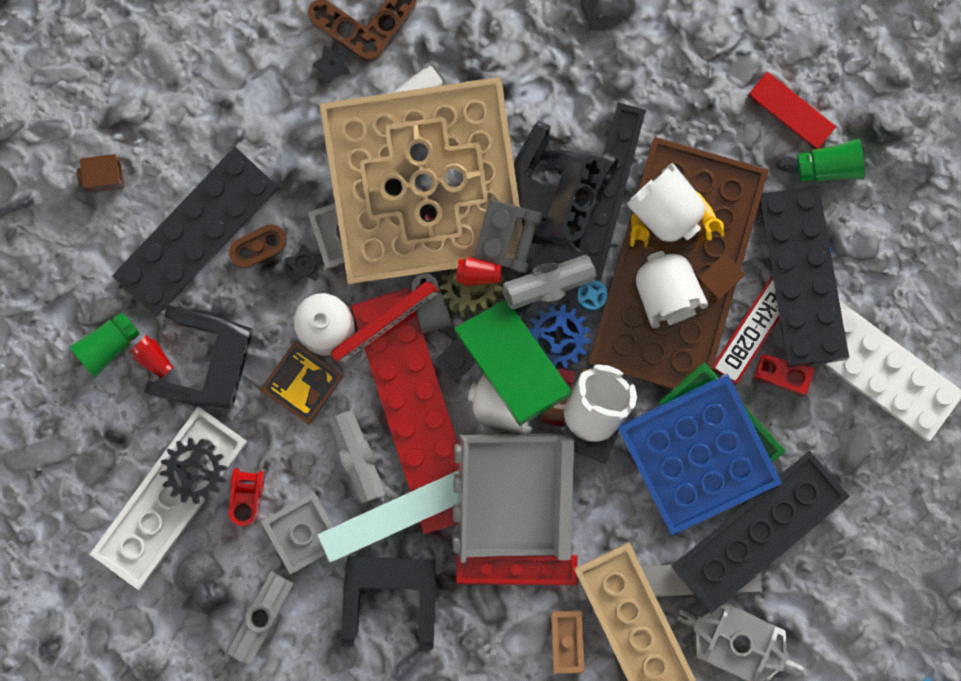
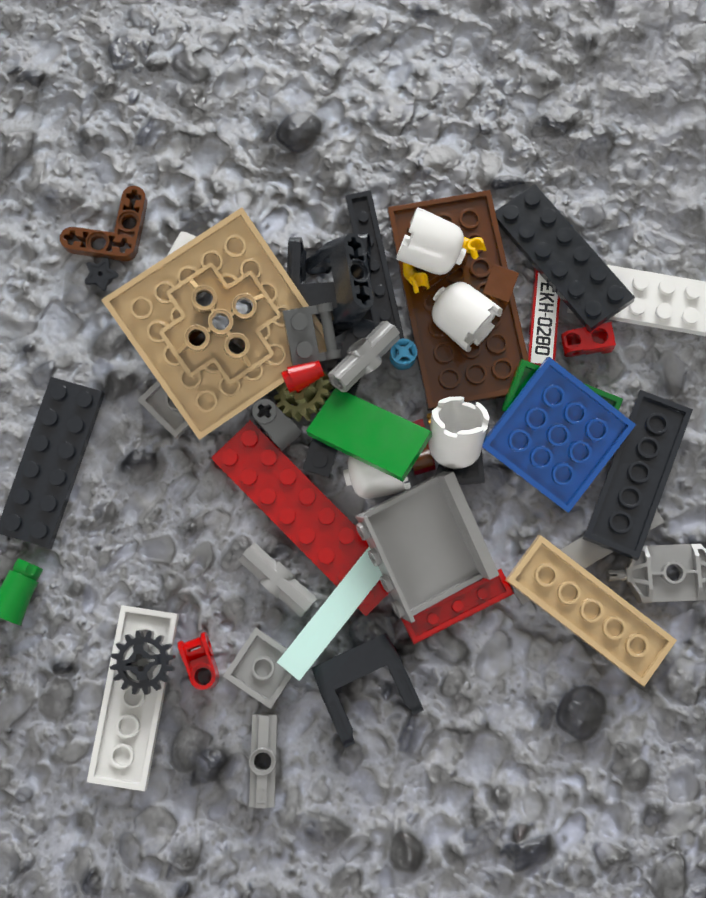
camera: 30 degrees left, 5 degrees down
(151, 356) = (61, 583): red cone -> none
(225, 364) = (128, 559): black connector -> none
(257, 244) = (108, 447): reddish brown plate -> none
(296, 263) = (148, 444): black plate -> none
(302, 383) = (201, 542): tile -> none
(323, 323) = (195, 483): white cylinder -> none
(384, 322) = (245, 455): red tile -> none
(567, 641) = (531, 645): medium nougat plate -> none
(573, 339) = (404, 395): blue gear -> none
(791, 111) = (483, 140): red tile -> none
(832, 163) = (537, 161): green plant -> none

